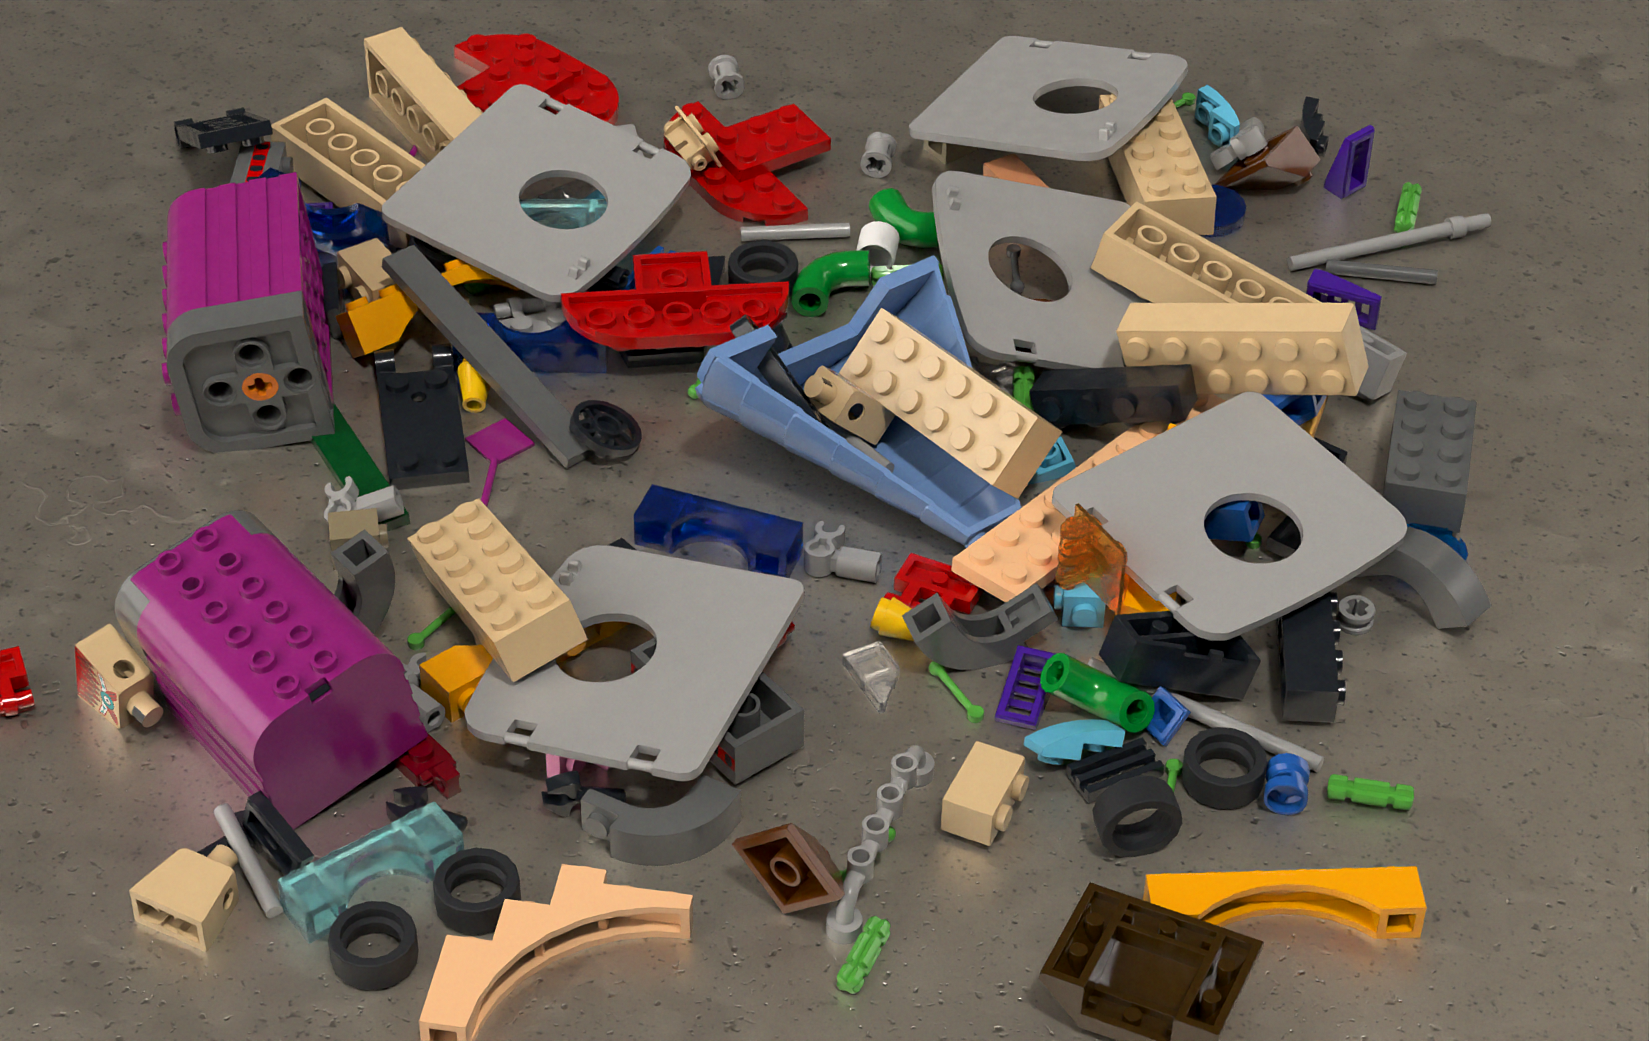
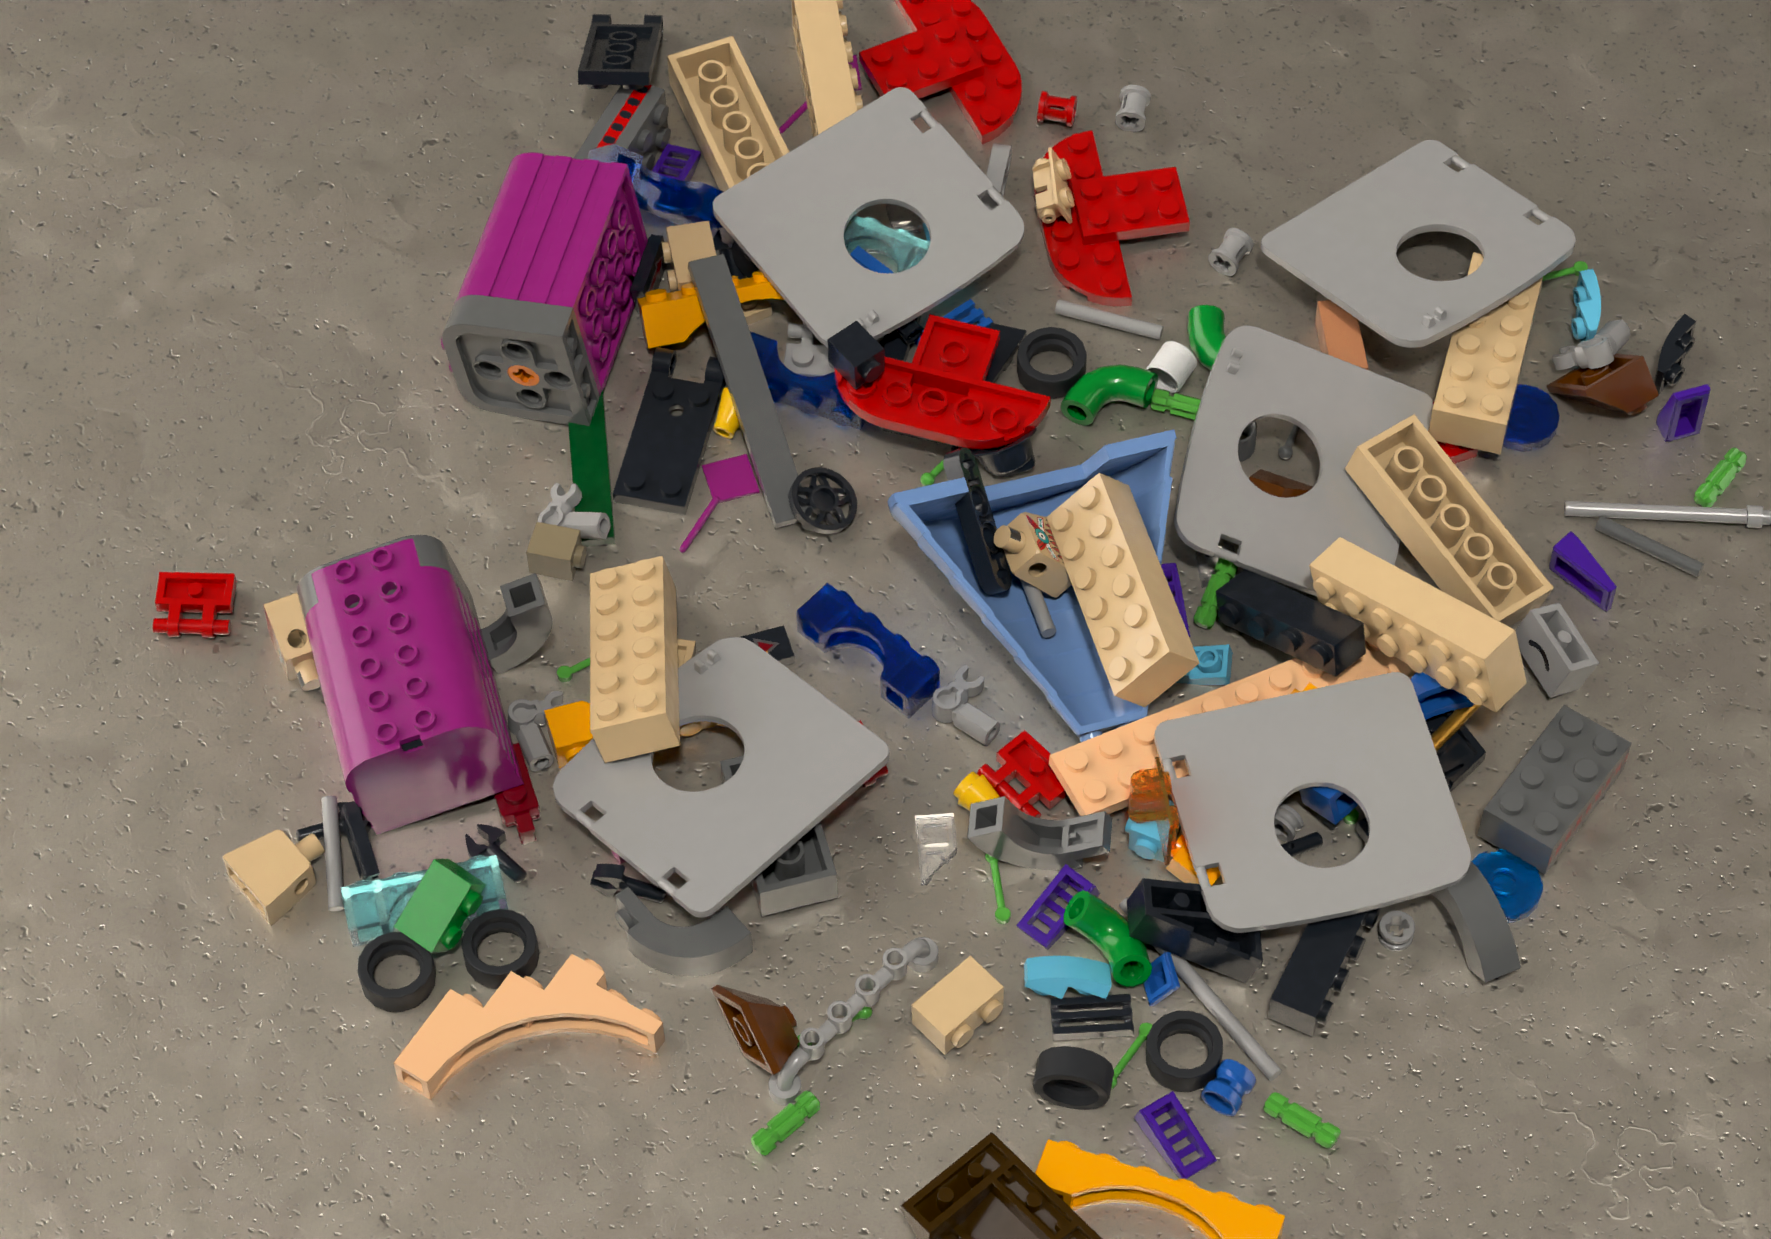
camera: 25 degrees right, 15 degrees up
(401, 859) = (441, 906): none -> brick
(588, 289) = (856, 355): none -> black brick
(657, 93) = (1047, 101): none -> red bush
(1241, 824) = (1180, 1118): none -> dark purple slope

